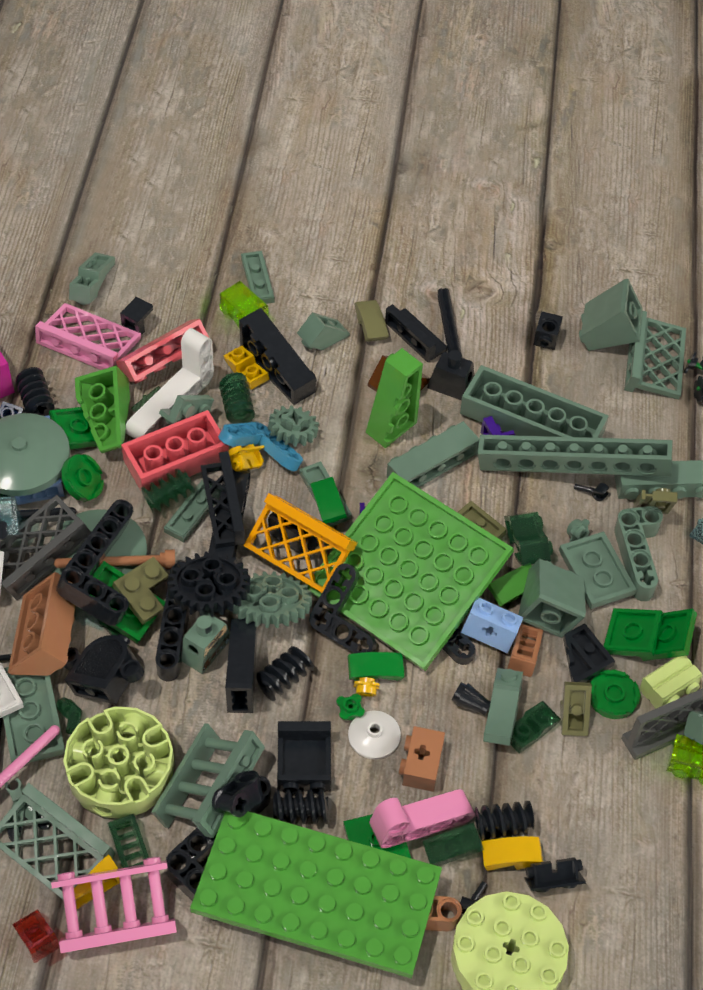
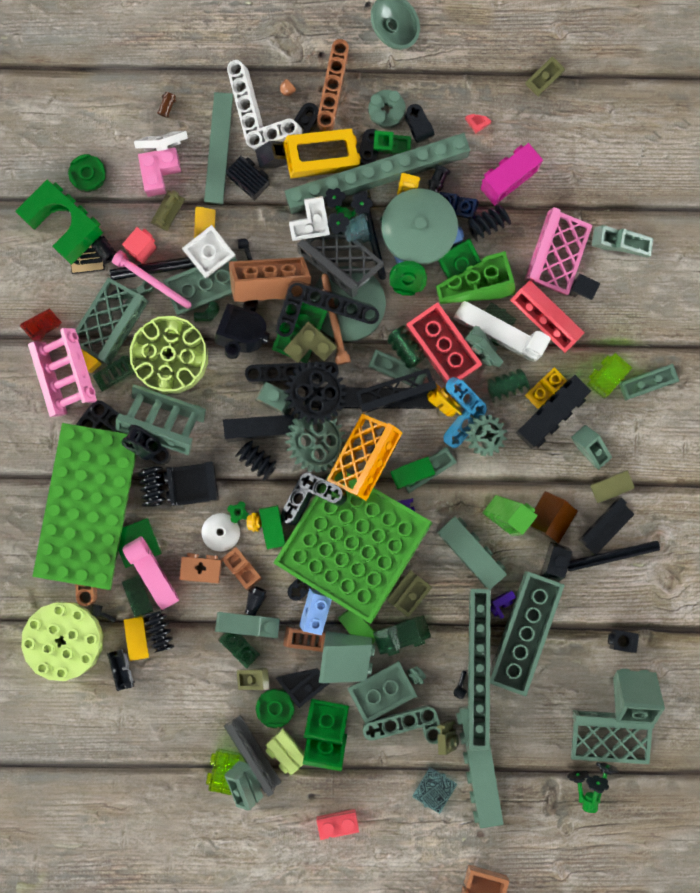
camera: 80 degrees right, 30 degrees up
(428, 711) = (241, 568): none -> nougat slope

